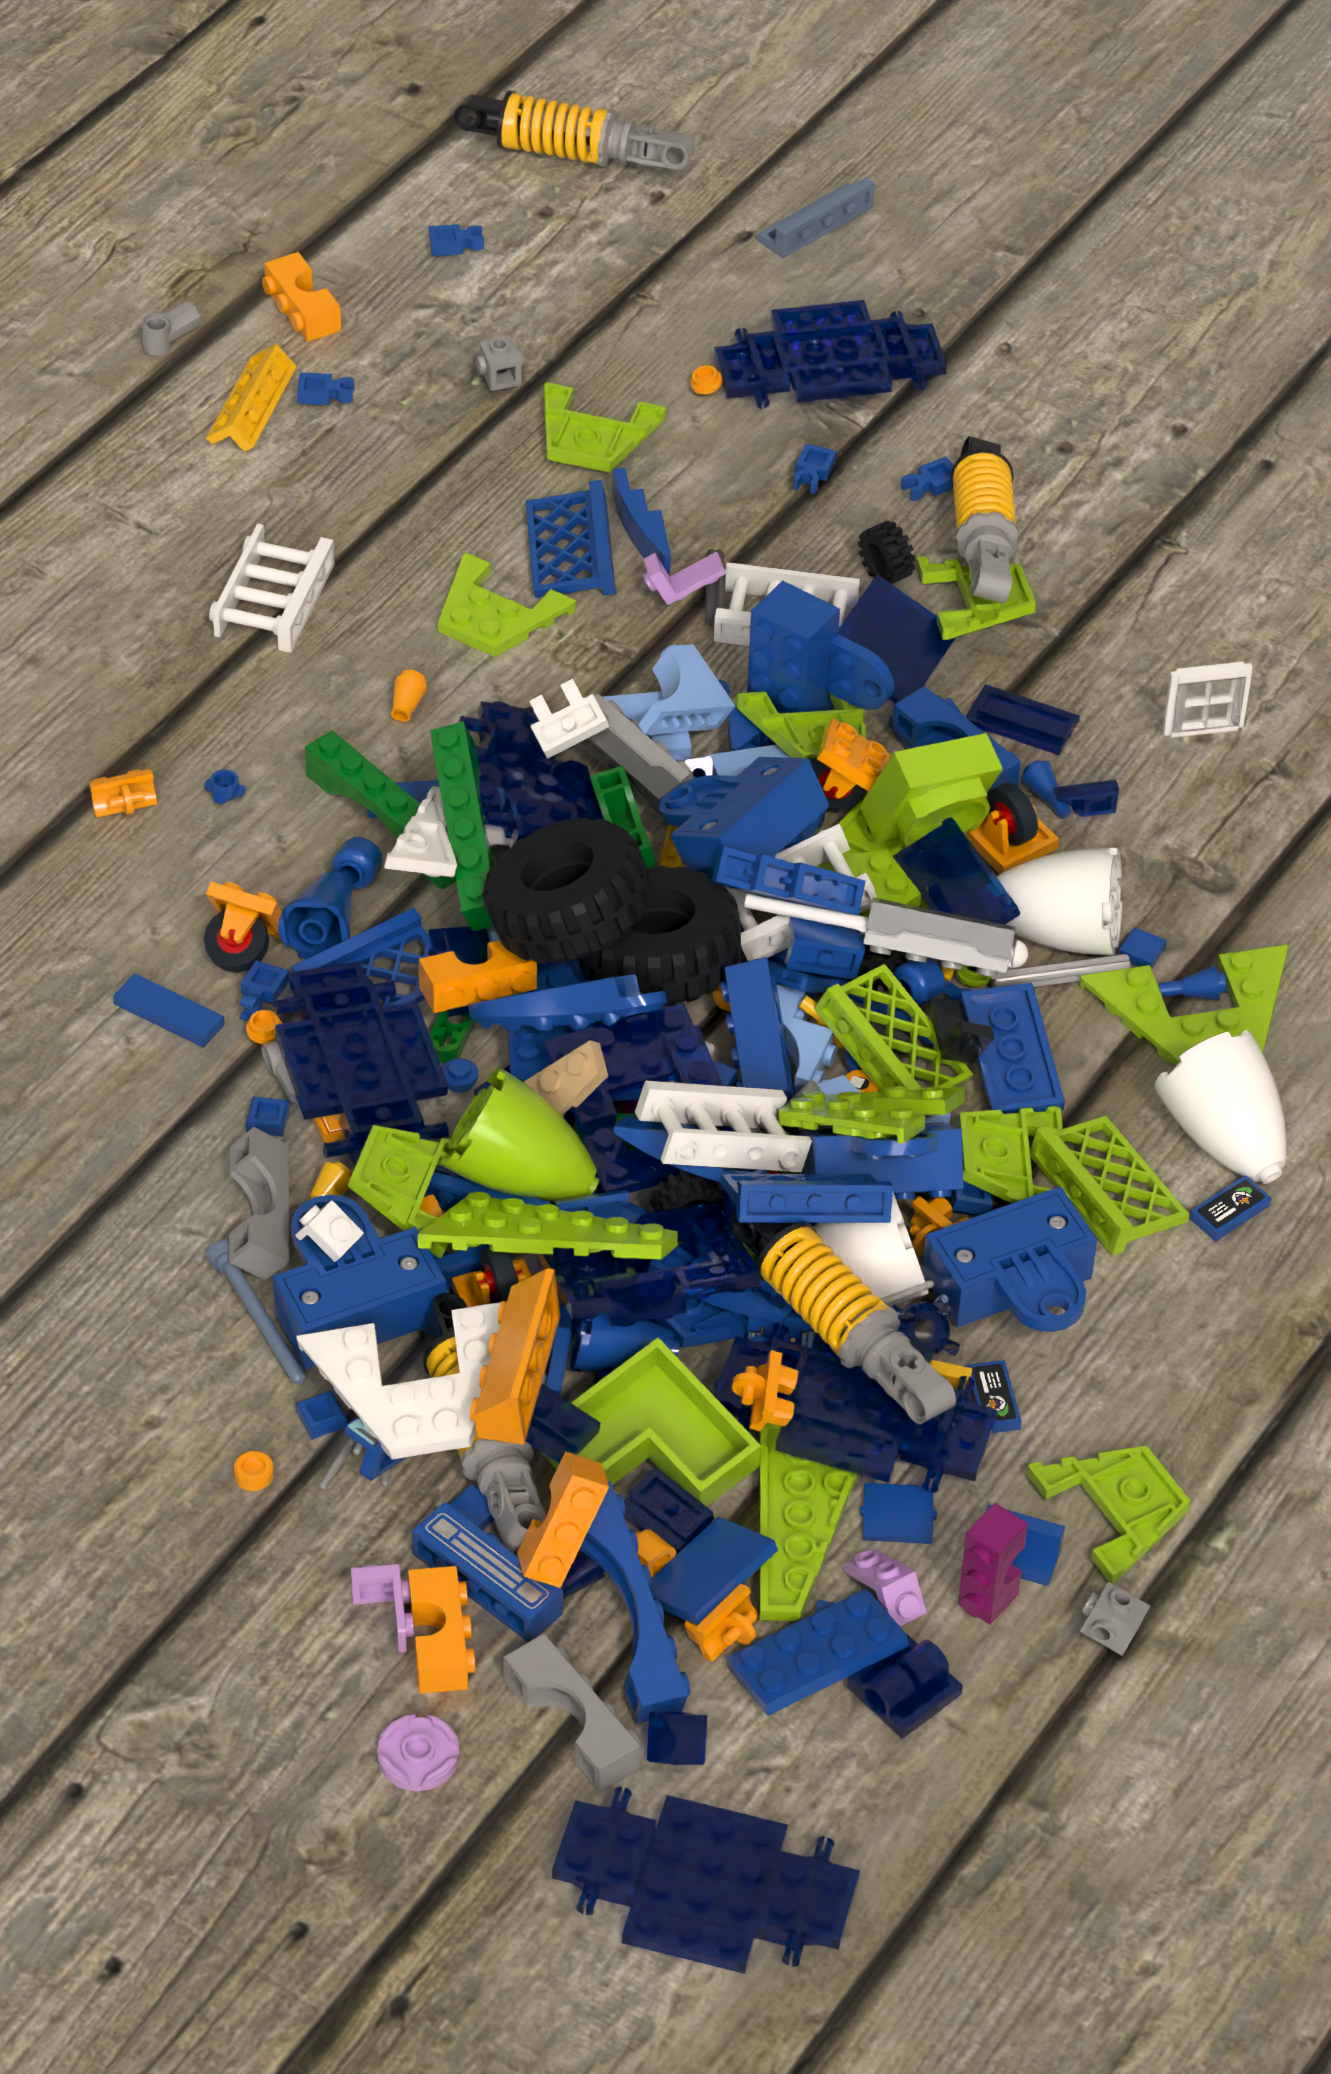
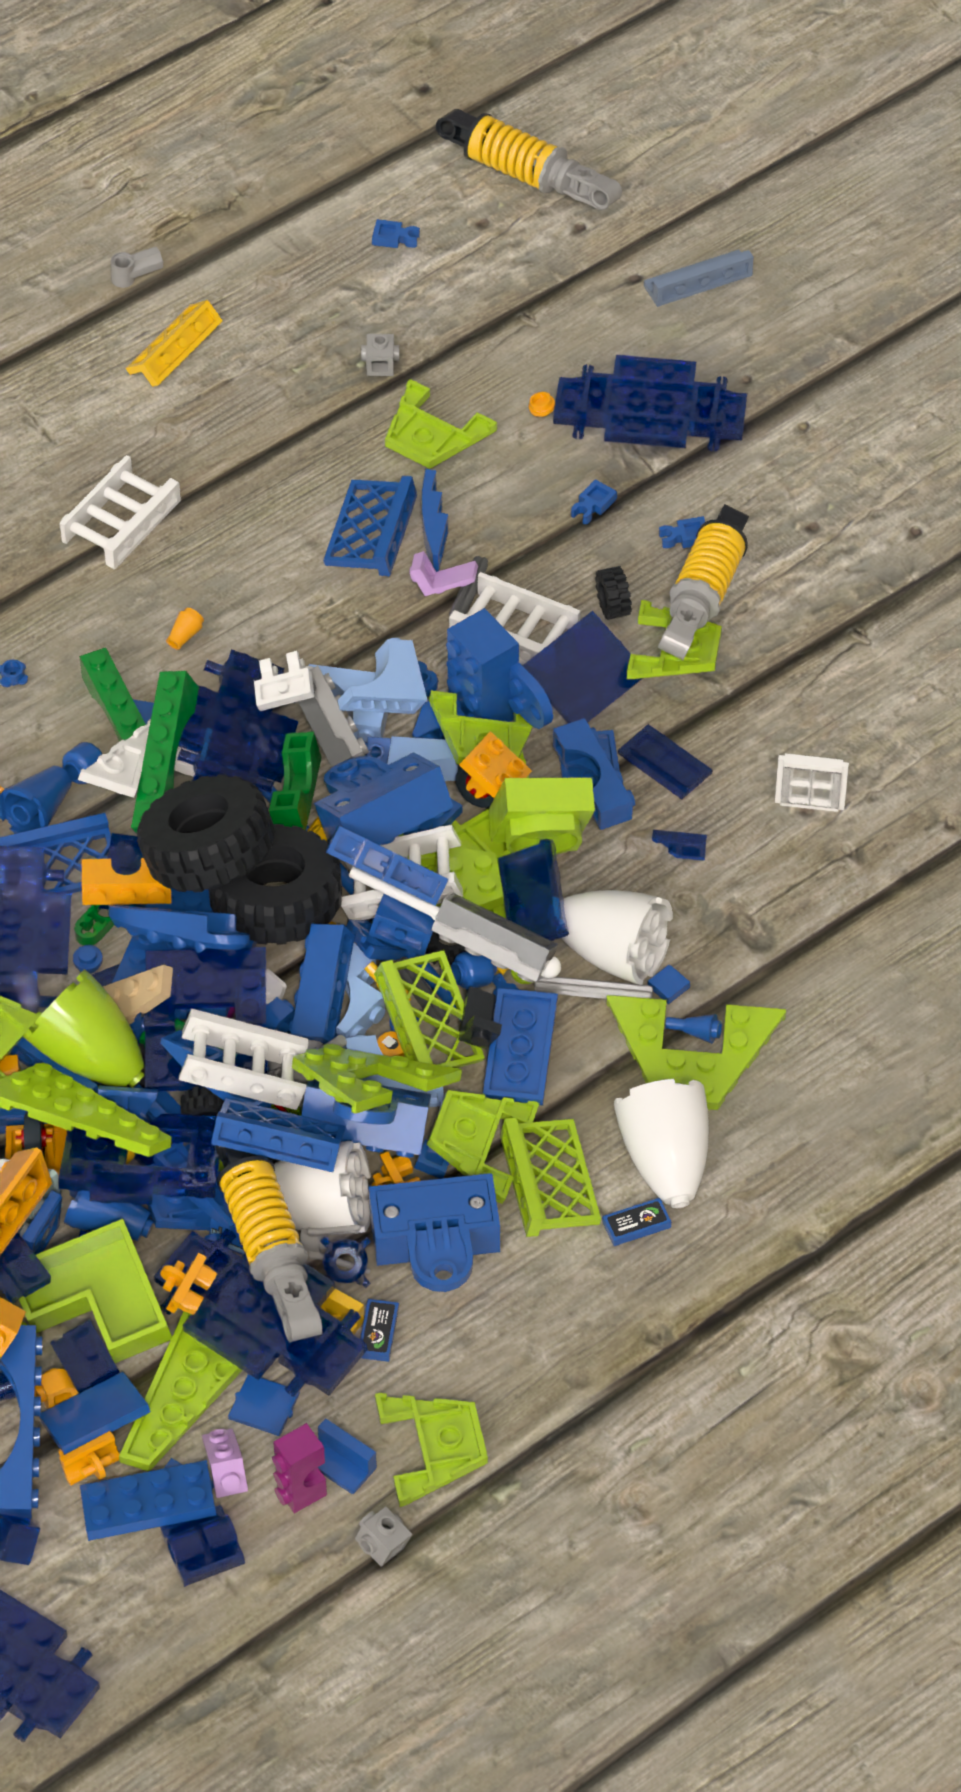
camera: 20 degrees right, 5 degrees up
(291, 286) = (247, 248): light orange arch -> none
(320, 388) = (230, 344): blue plate -> none
(490, 620) = (279, 577): lime wing -> none
(1011, 830) = (605, 859): plate -> none
(1041, 779) = (652, 818): blue cone -> none

